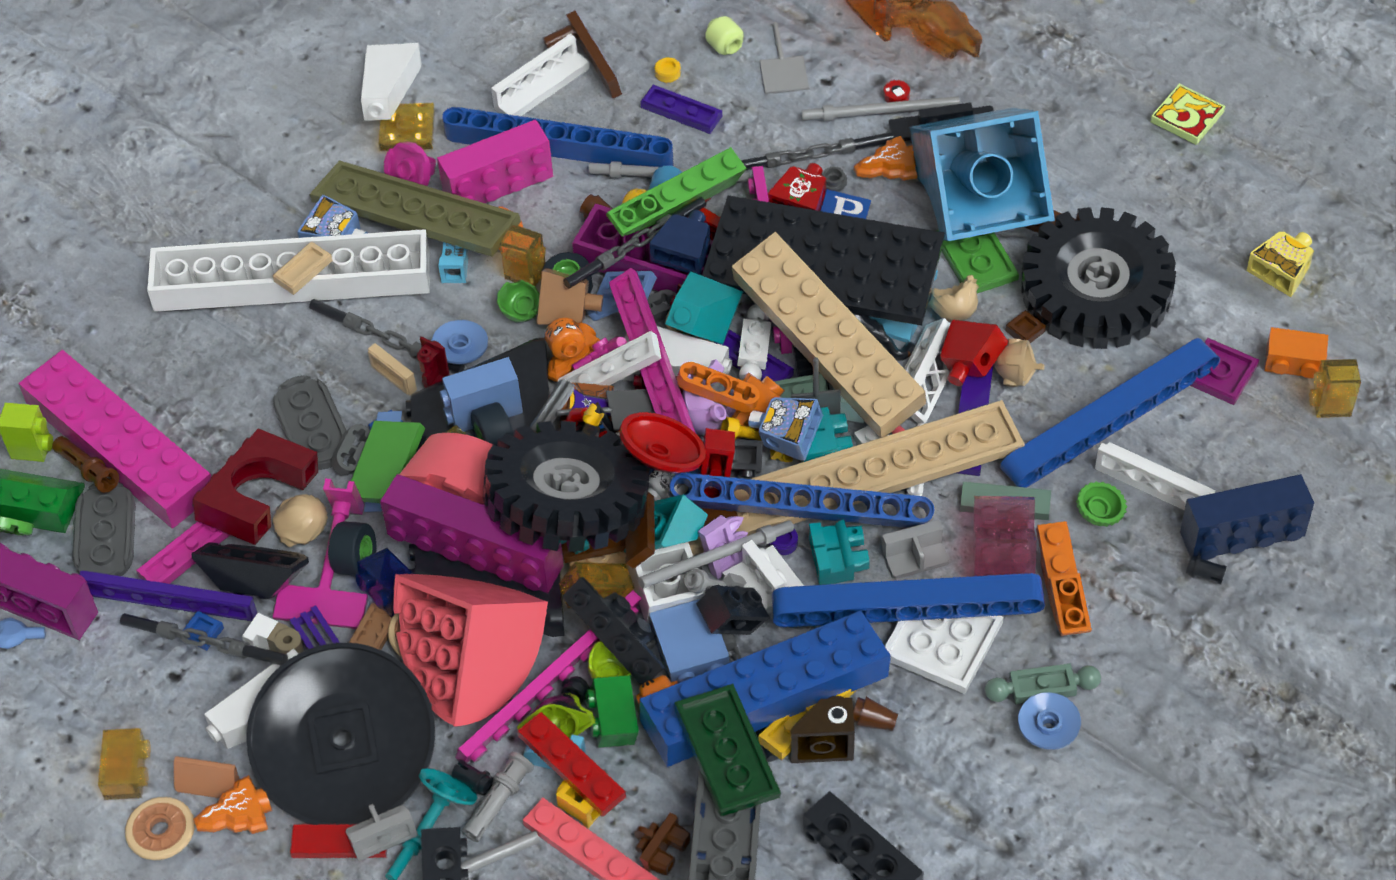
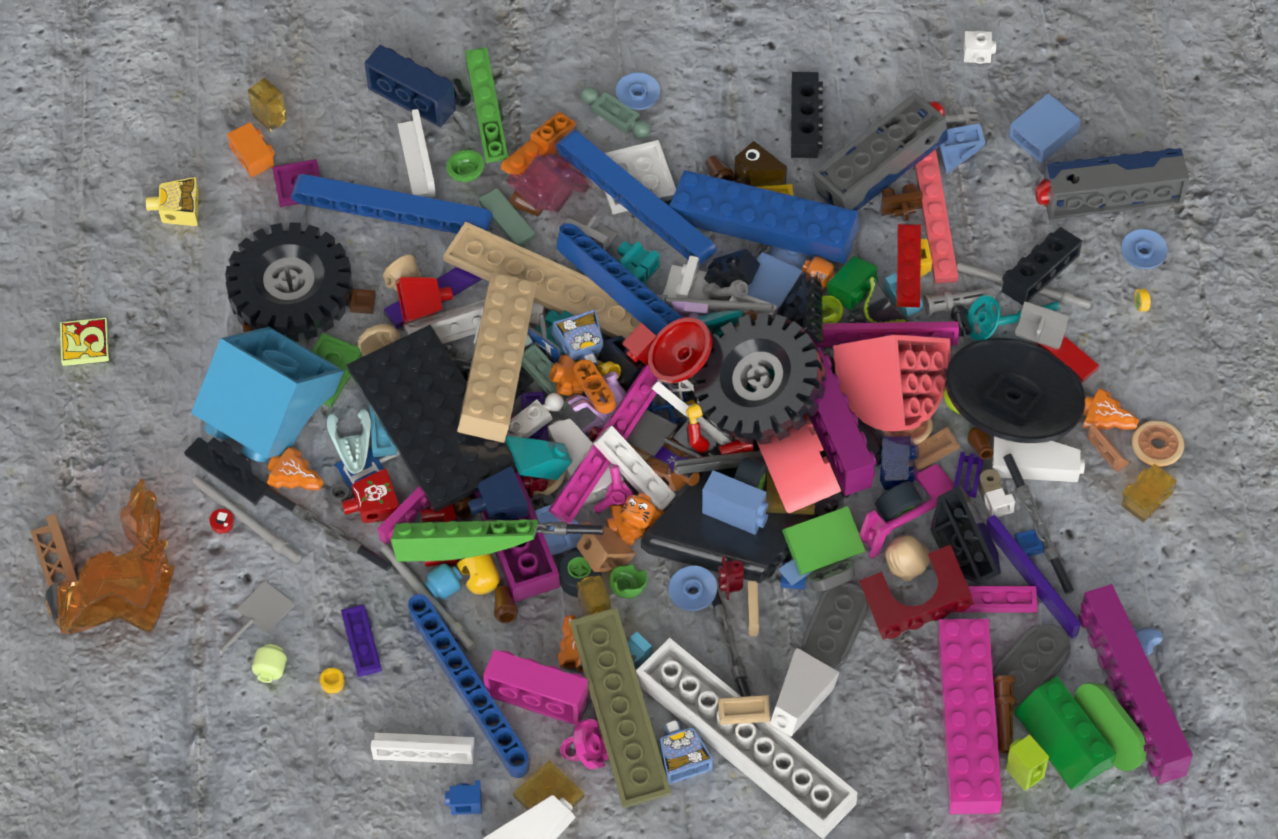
camera: 135 degrees left, 5 degrees up
(275, 332) = (803, 691): none -> white slope
(465, 74) = (464, 798): none -> blue brick
(590, 48) = (354, 764): reddish brown piece -> none
(727, 750) = (830, 181): dark green tile -> none
(878, 209) = (354, 448): none -> light aqua animal
(1162, 573) = (486, 105): none -> bright green slope

